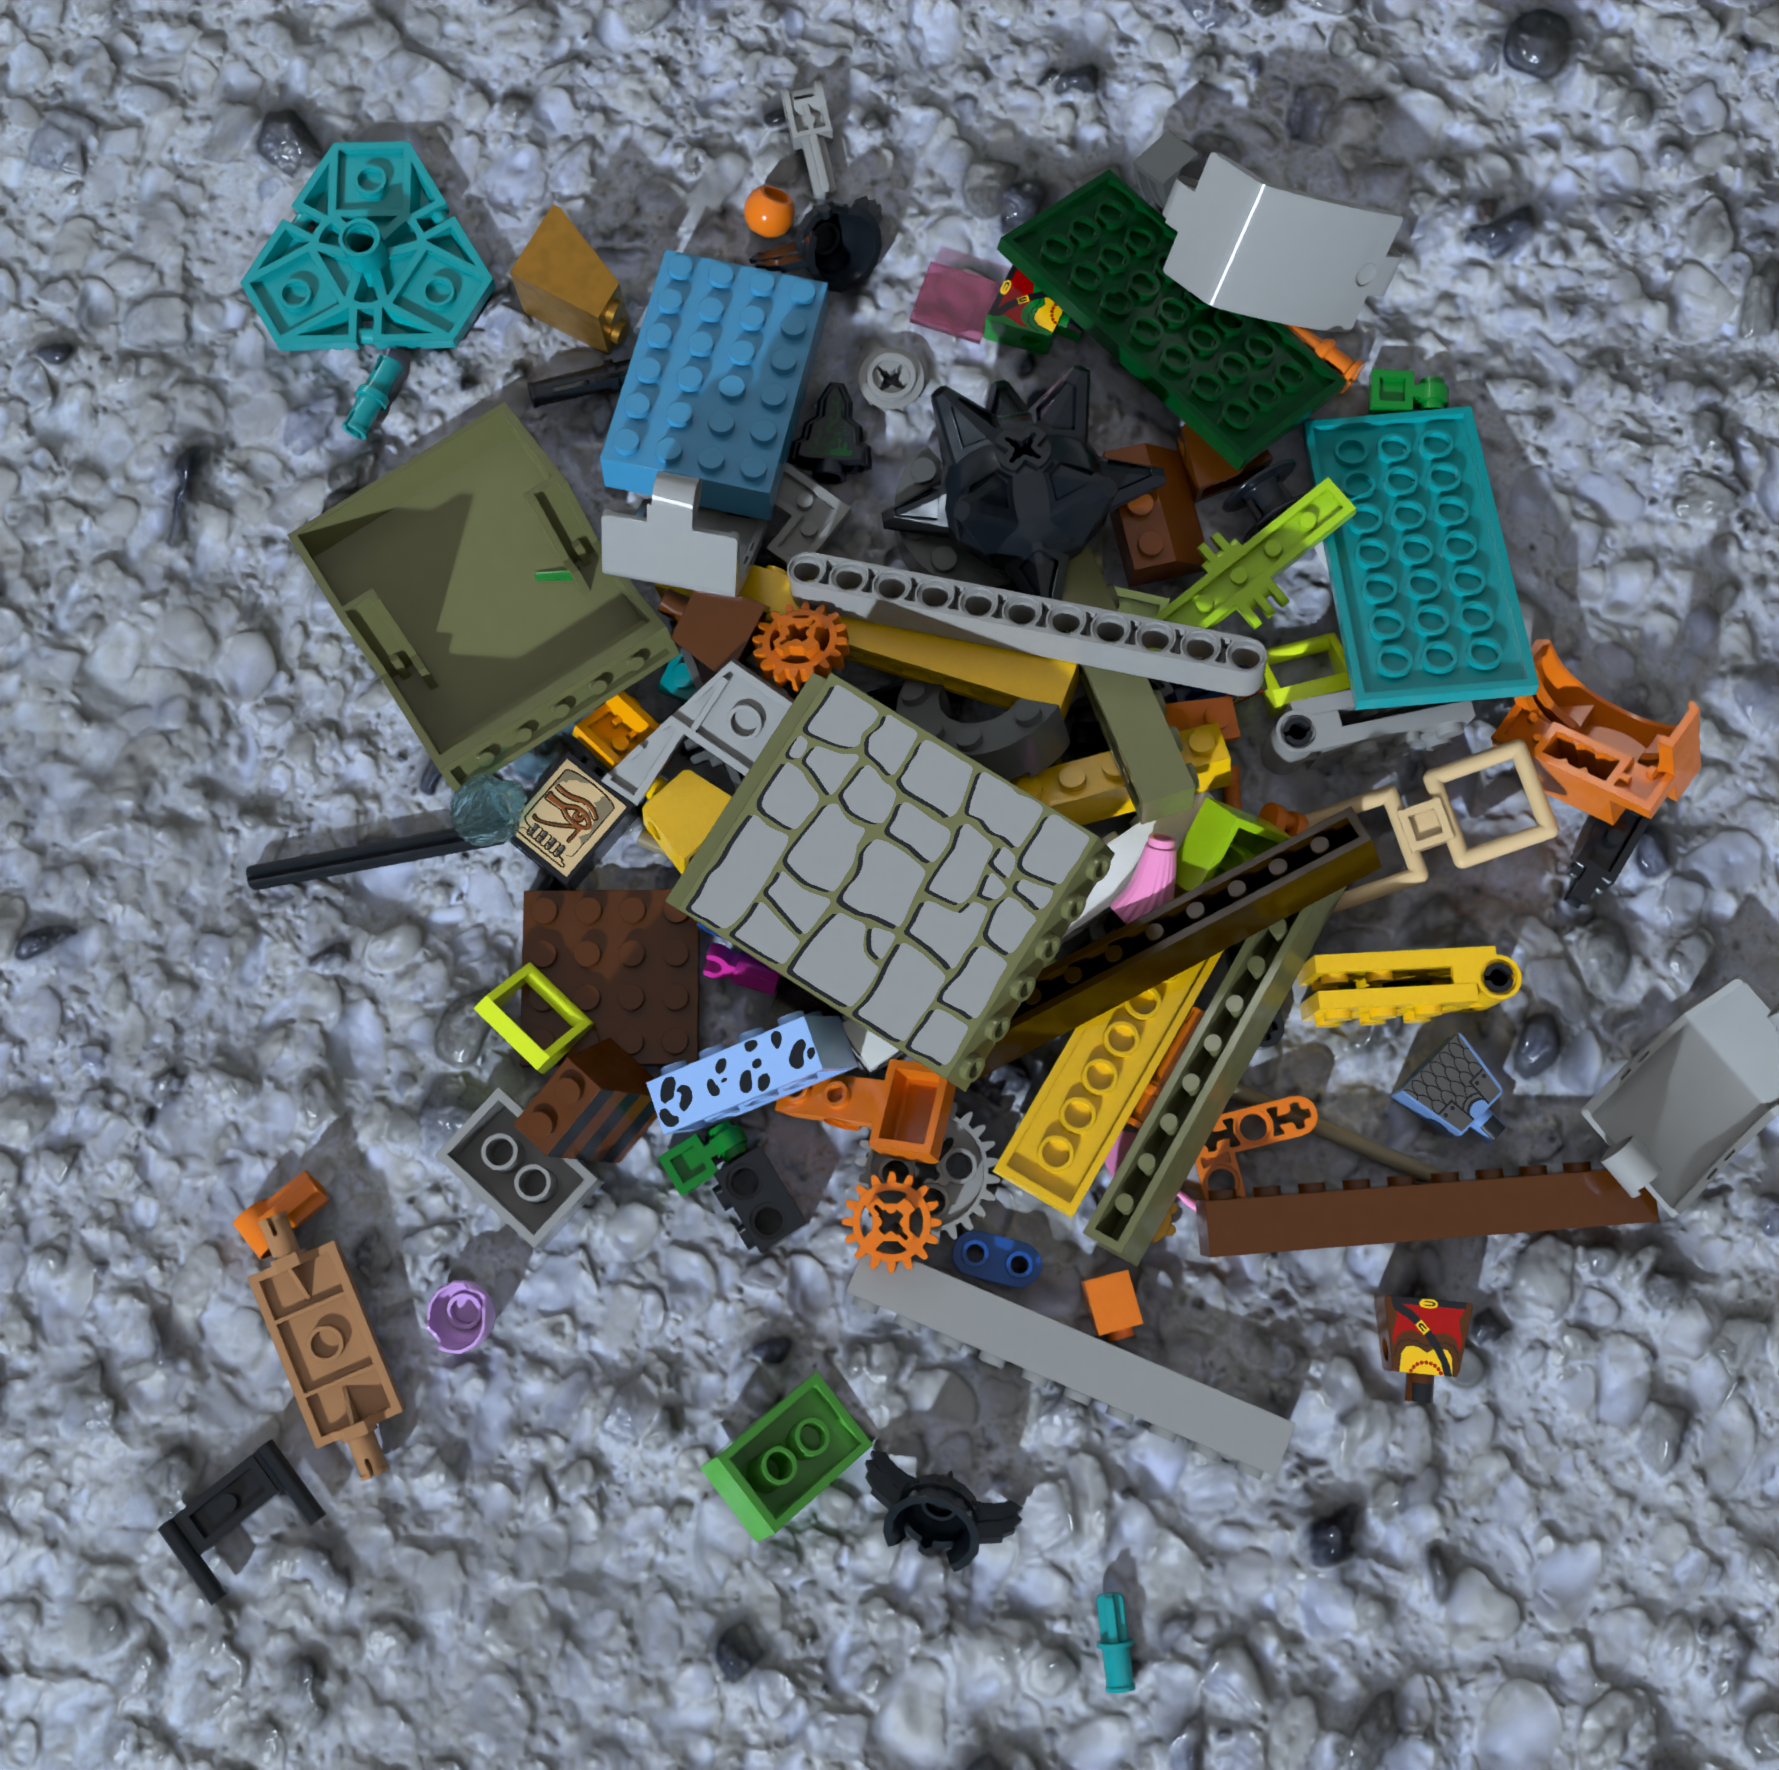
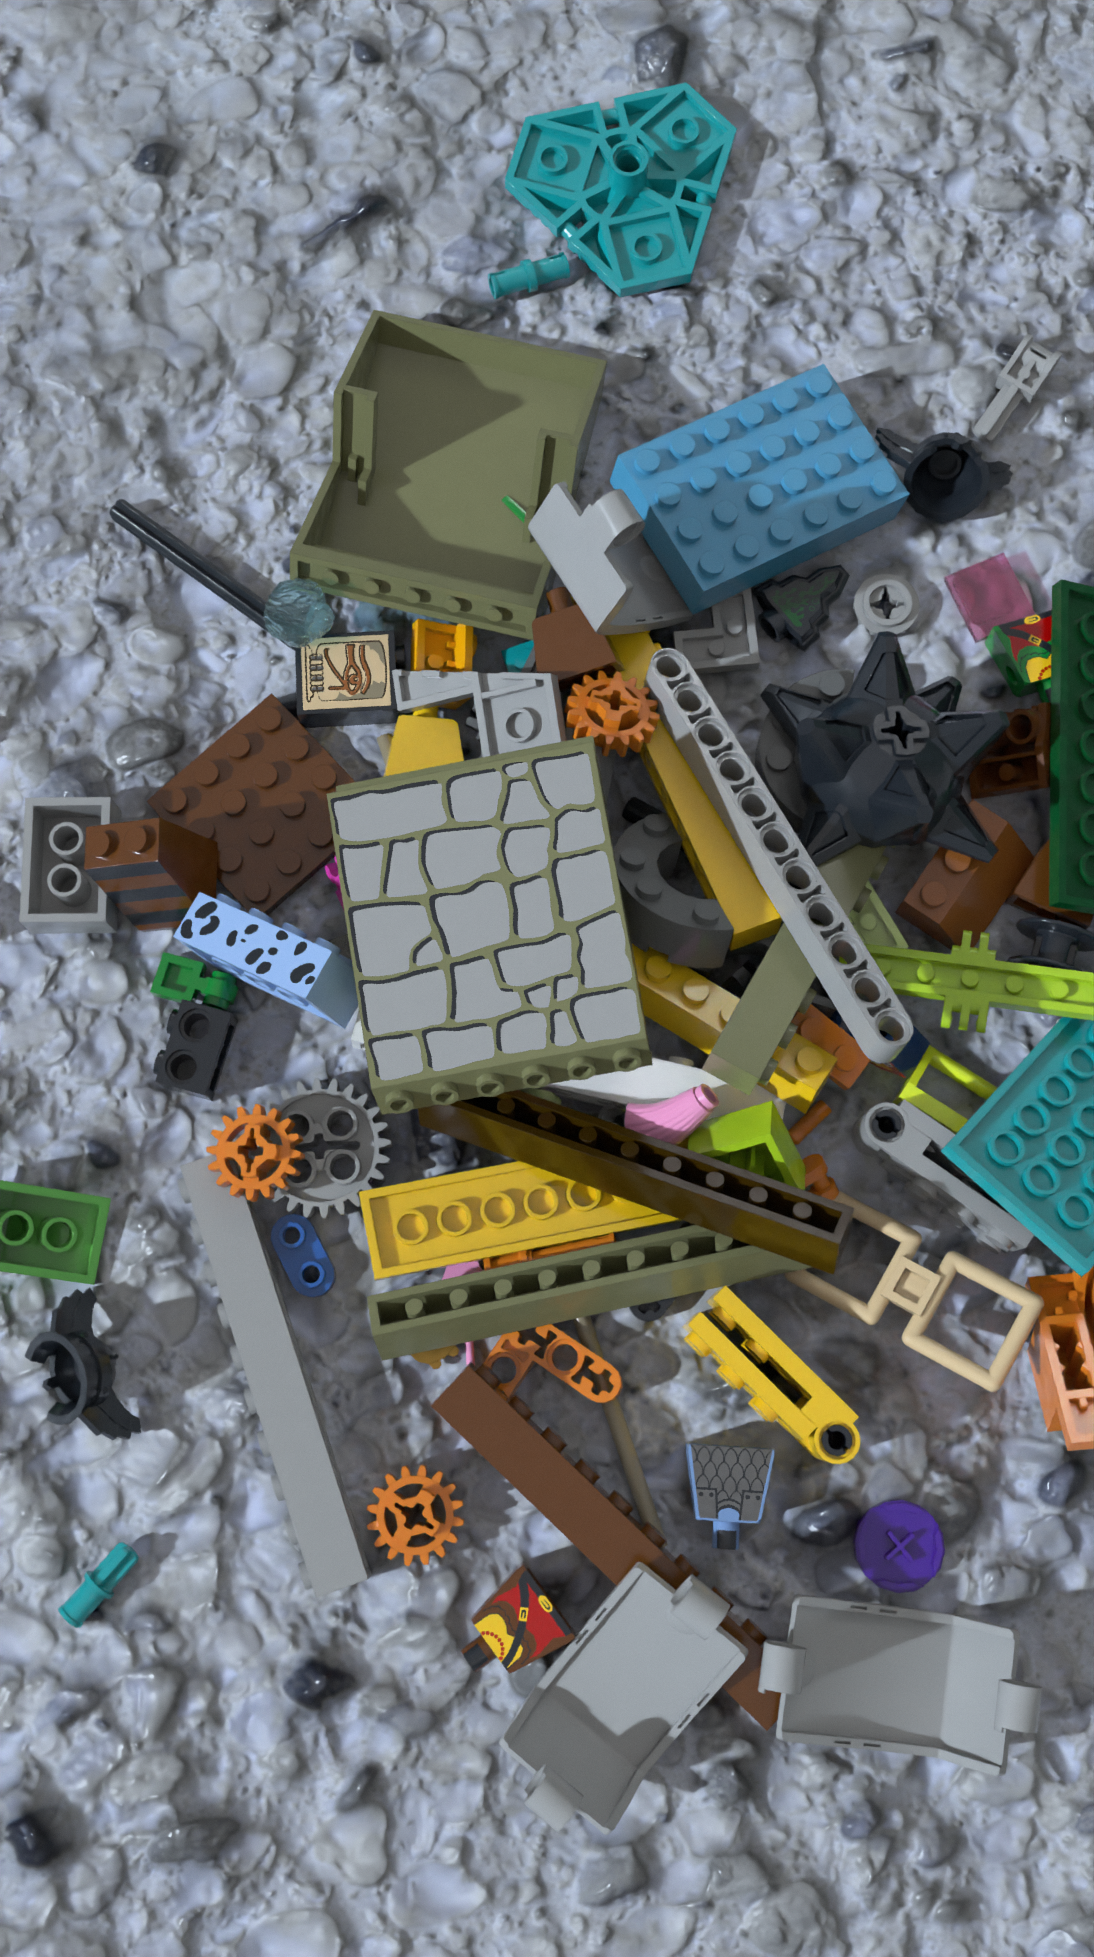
camera: 50 degrees right, 0 degrees up
(542, 391) = (640, 382): black pin -> none
(542, 1060) = (159, 777): neon yellow tile -> none
(570, 286) = (731, 324): pearl gold slope -> none
(769, 211) = (927, 409): orange piece -> none
(904, 1109) = (339, 1090): orange plate -> none
(1111, 387) = (1018, 758): none -> reddish brown slope
(1112, 1305) = (340, 1367): orange brick -> none
(1280, 1366) = (439, 1529): none -> orange gear
(1543, 1306) = (620, 1696): none -> light grey panel
(1599, 1008) = (898, 1546): none -> dark purple tile
(1603, 856) = (1019, 1447): black hinge -> none

